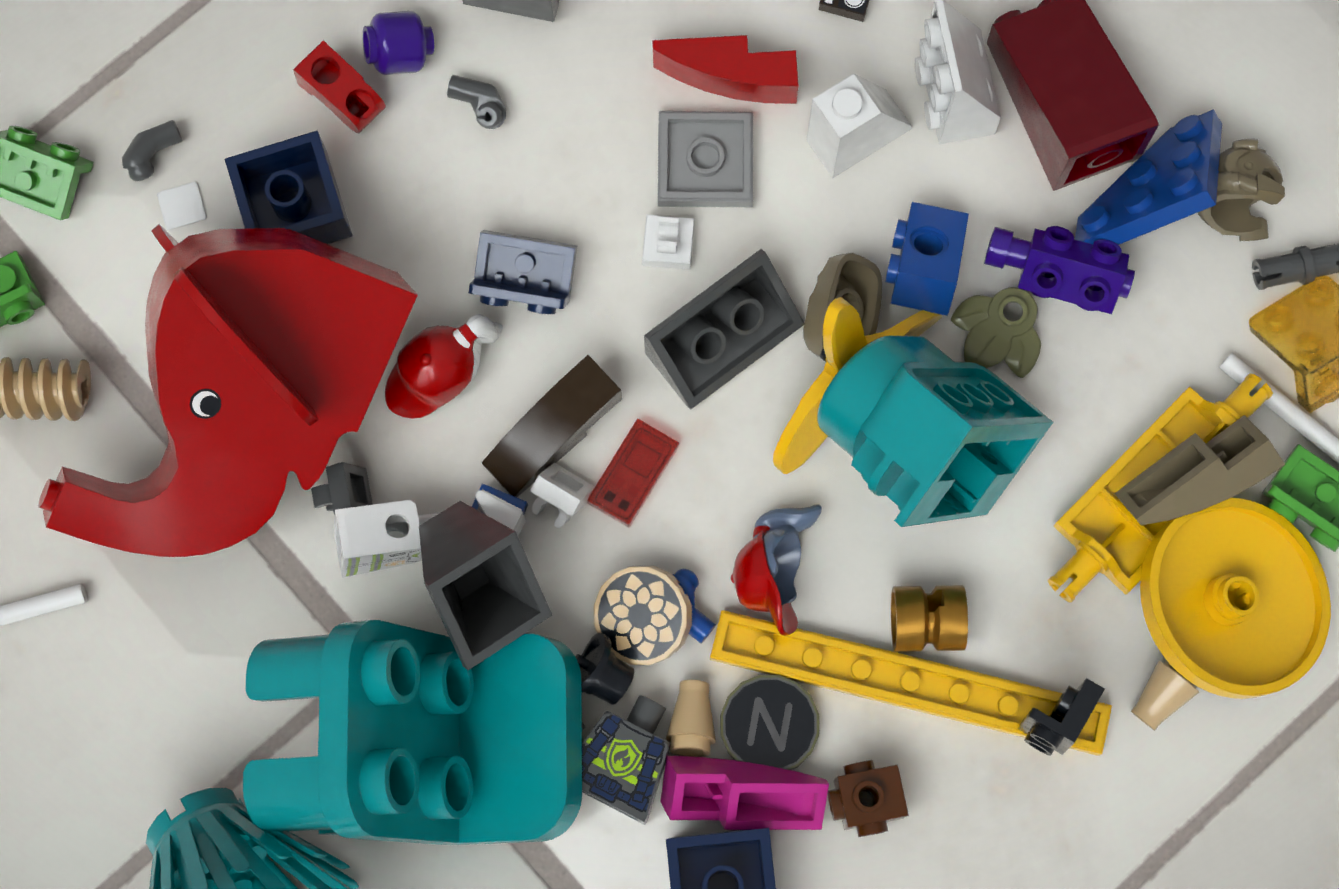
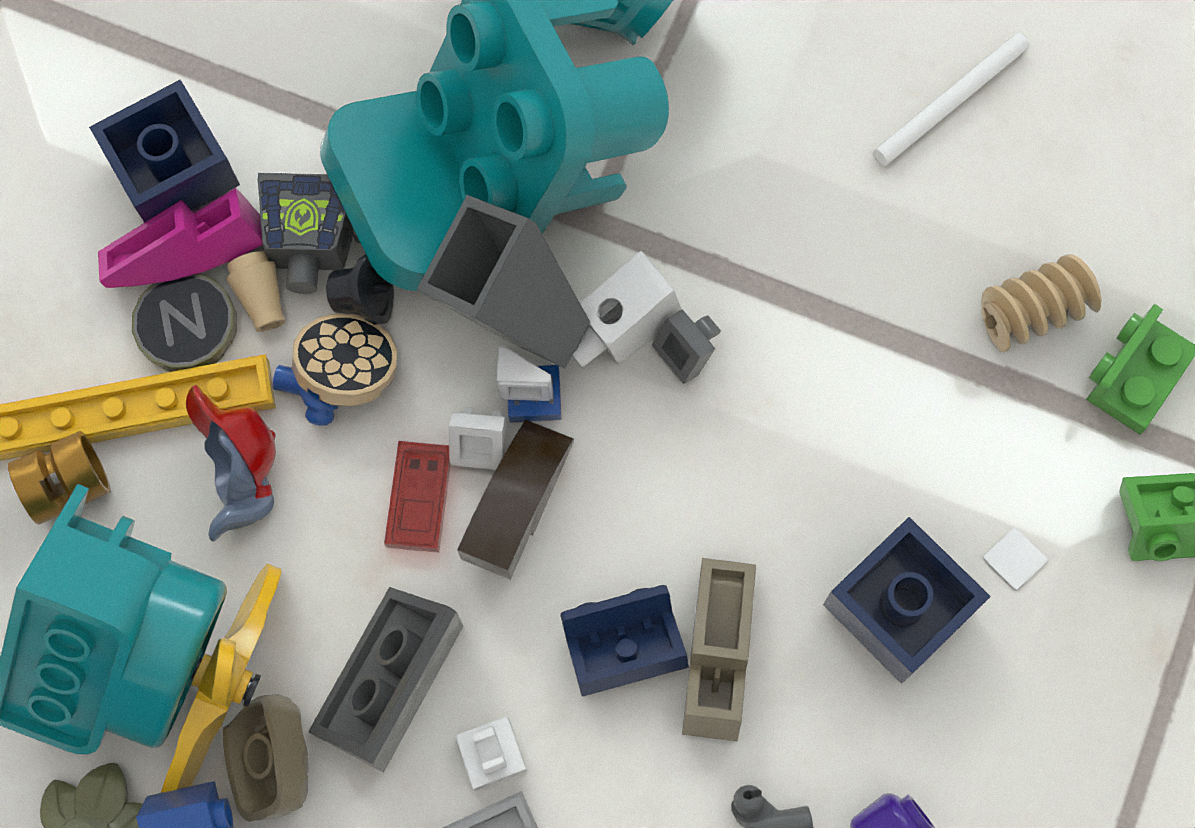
camera: 155 degrees right, 5 degrees down
(145, 145) = (1089, 596): dark grey arm -> none
(258, 370) = (826, 379): red animal -> none
(339, 87) = (924, 753): red leg -> none
(437, 366) = (661, 509): red hair -> none
(452, 233) = (719, 650): none -> dark tan slope
(885, 789) = (58, 289): reddish brown brick -> none

